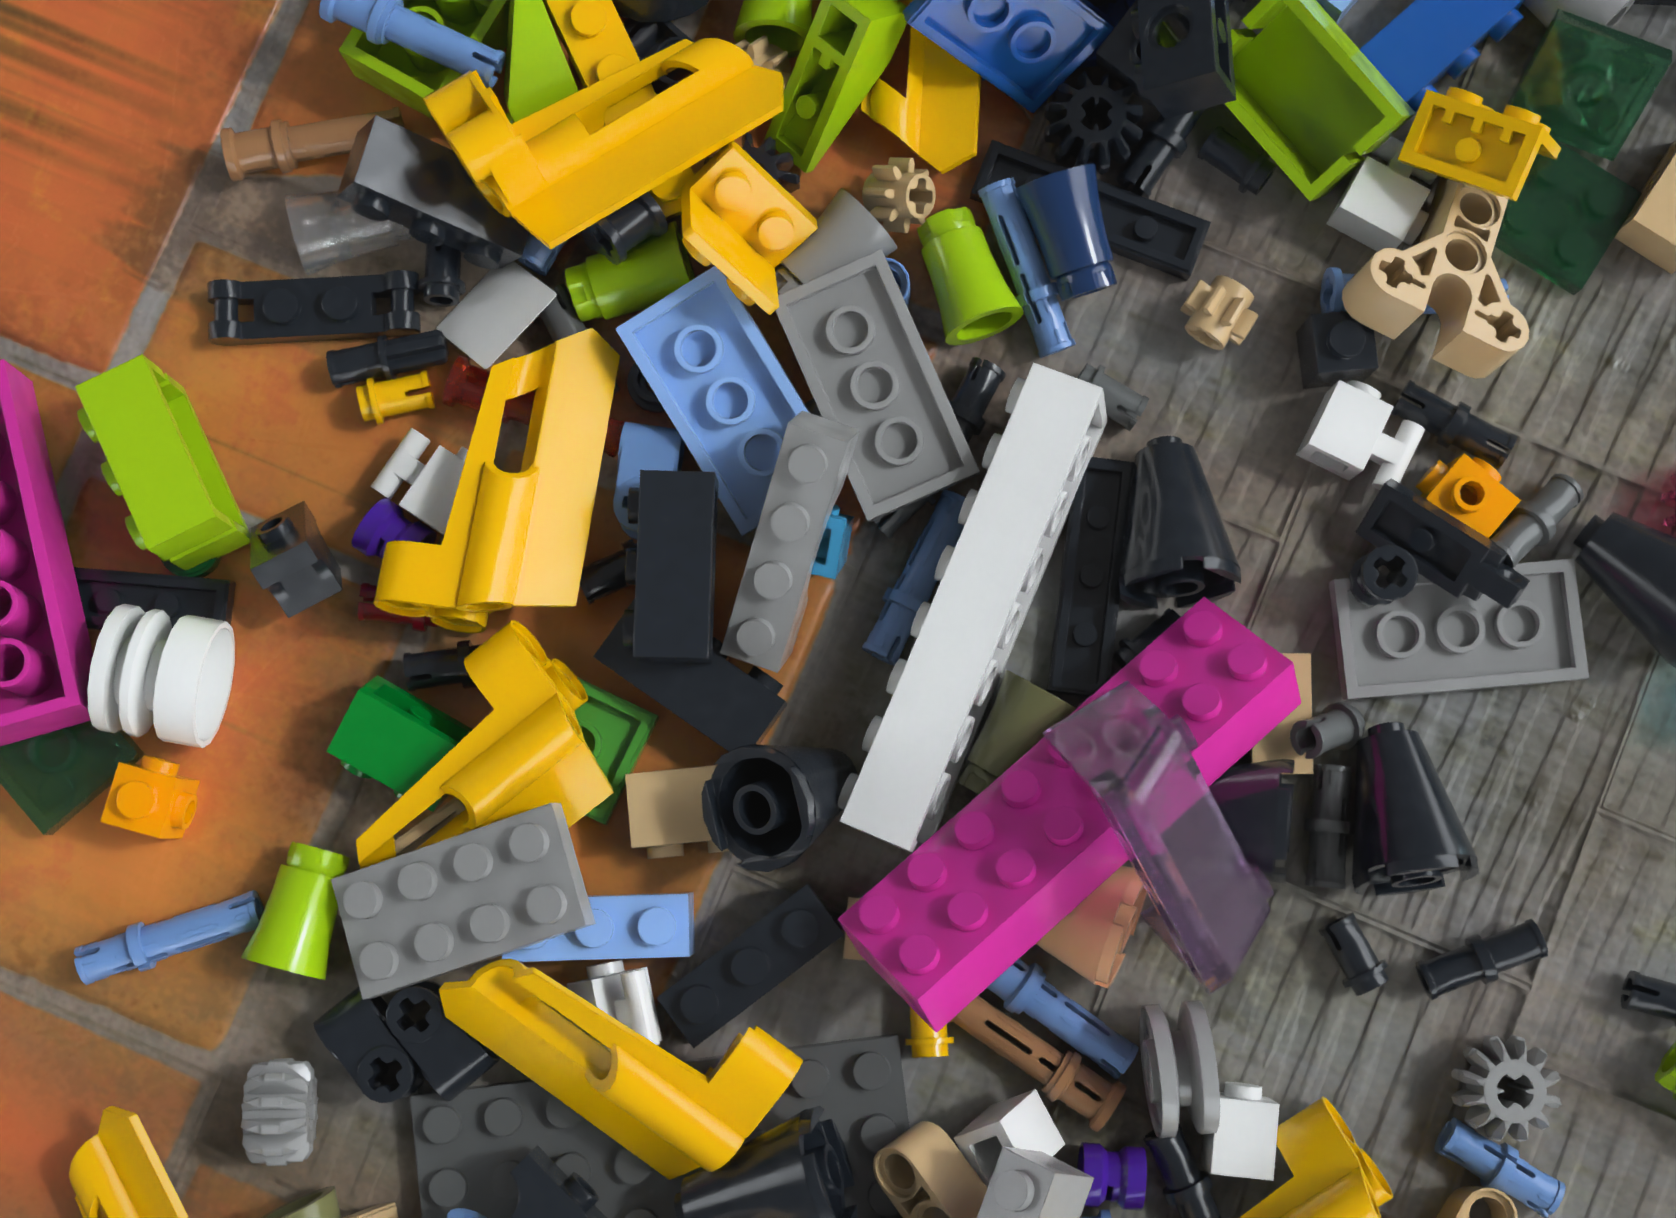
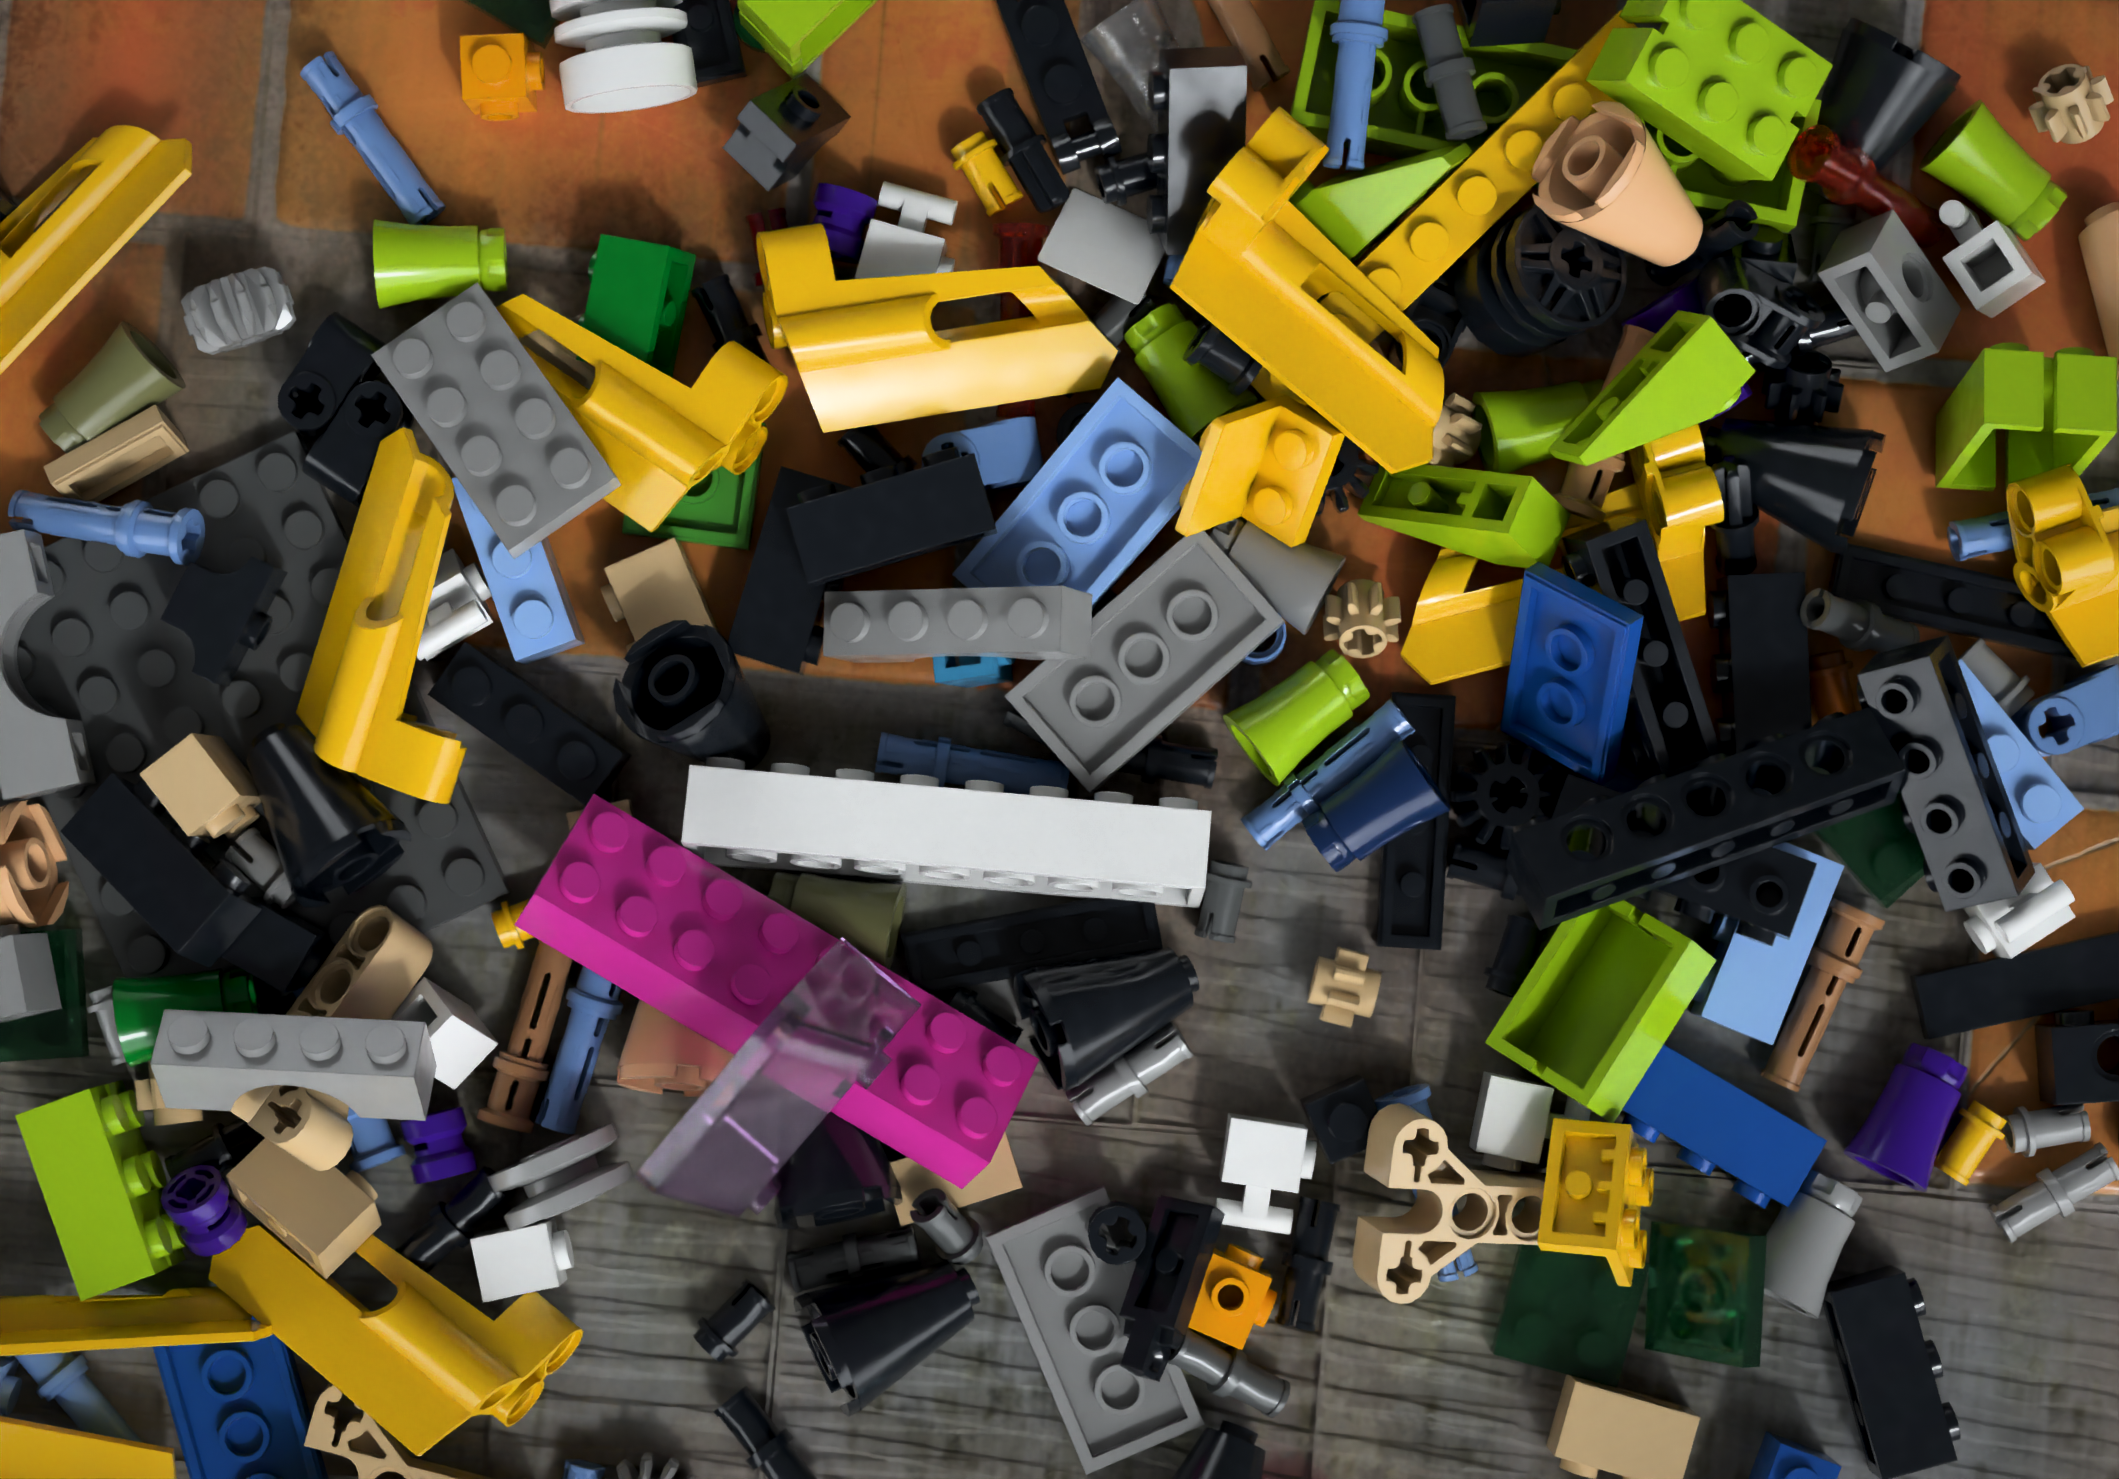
camera: 70 degrees right, 5 degrees up
(1239, 523) = (1129, 1074): none -> light grey pin

